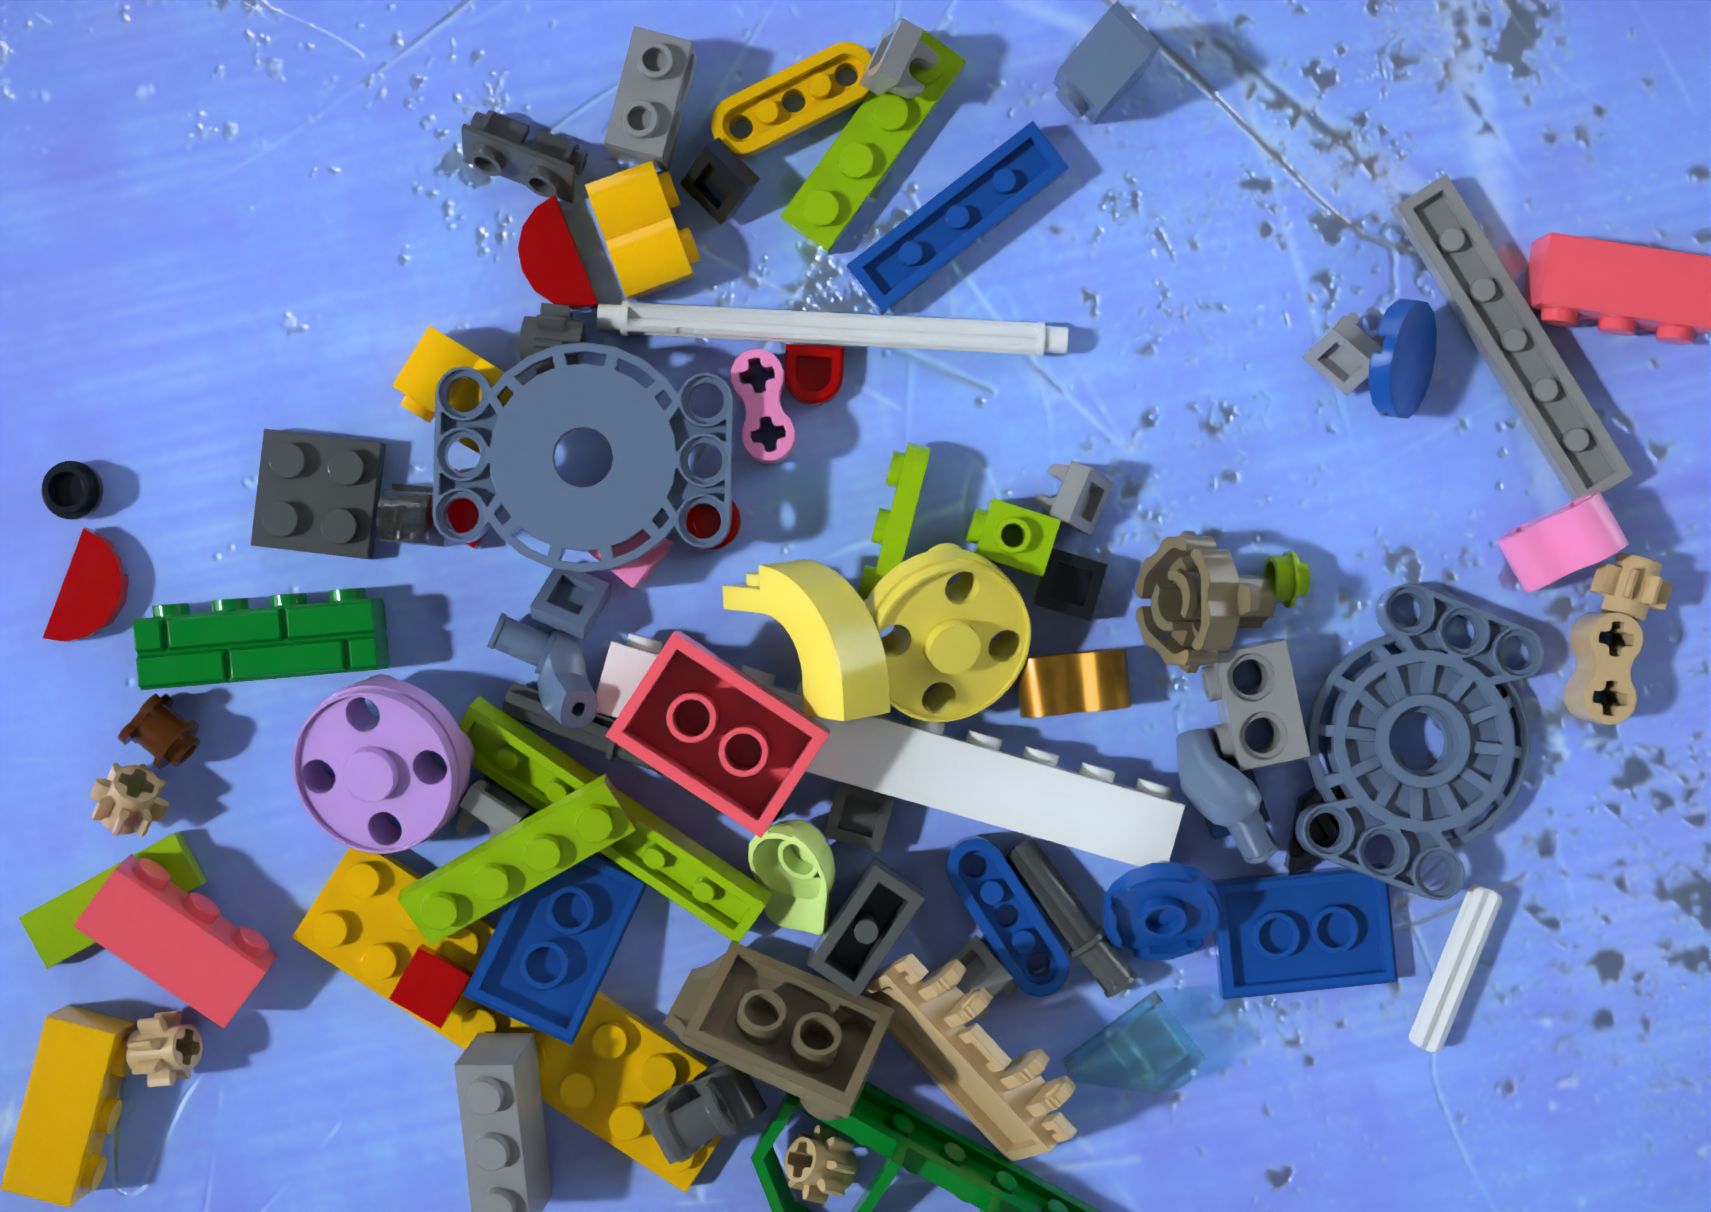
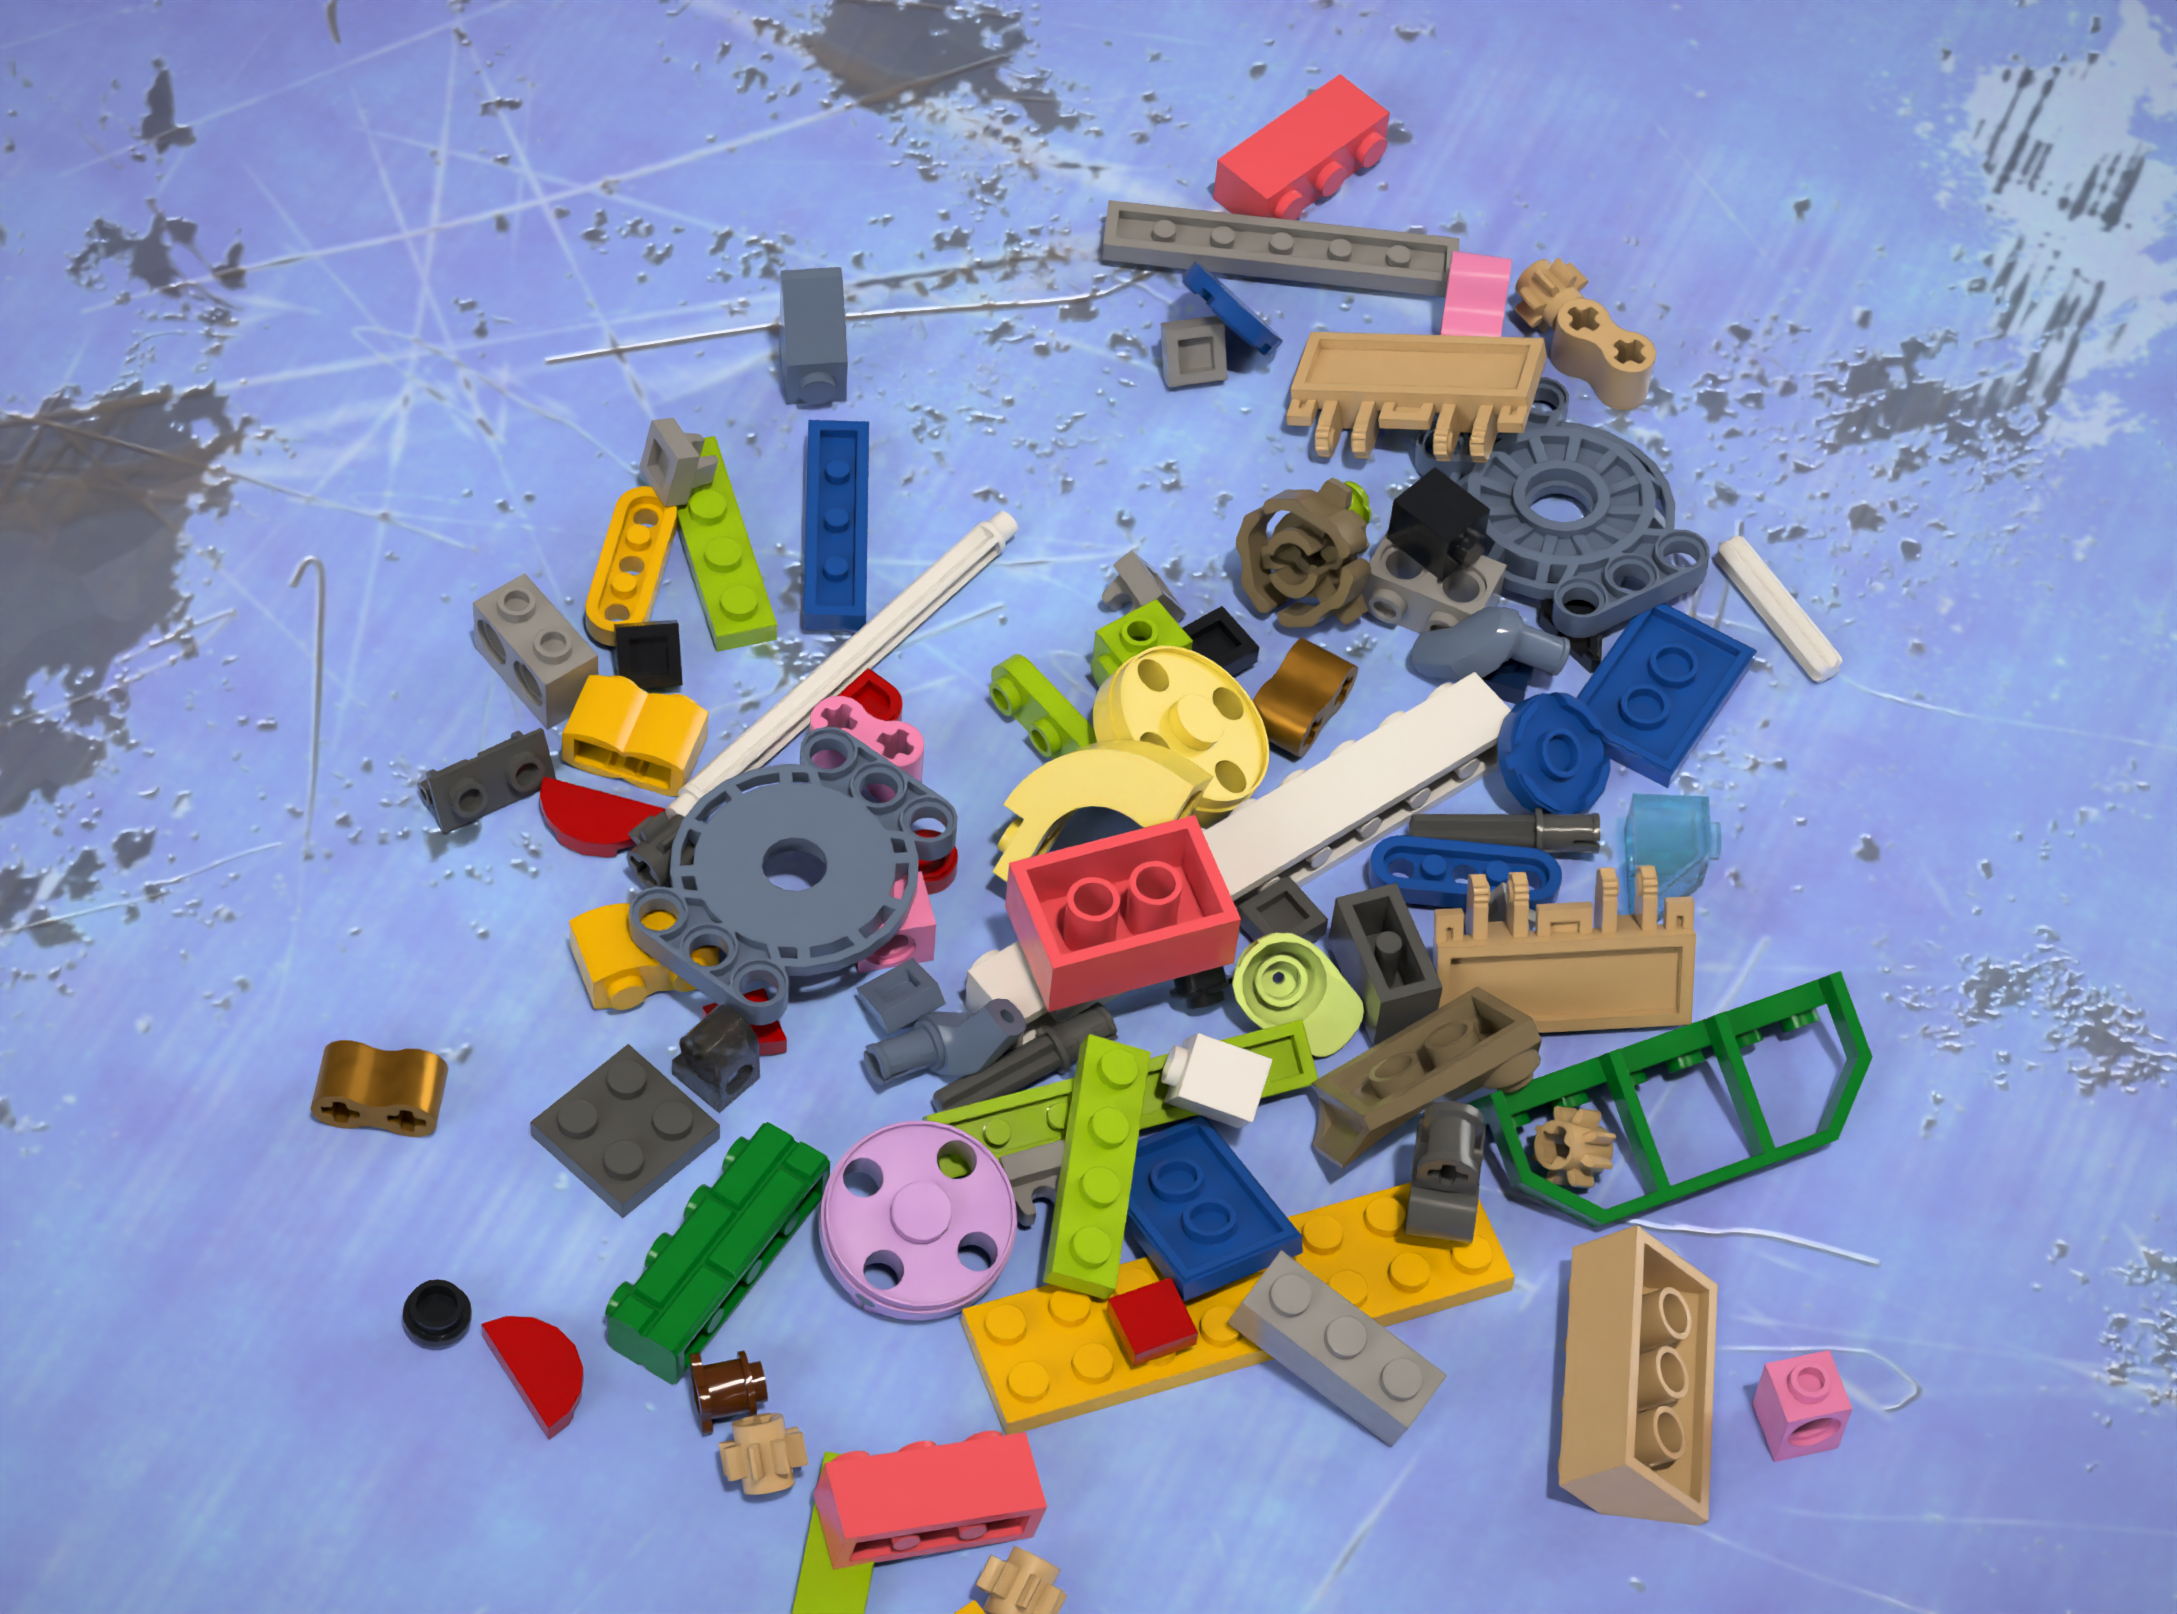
camera: 60 degrees left, 35 degrees down
(203, 304) = (379, 1088): none -> pearl gold axle
(656, 889) = (1215, 1079): none -> white brick
(1293, 692) = (1439, 524): none -> black brick
(1447, 550) = (1406, 378): none -> tan hinge

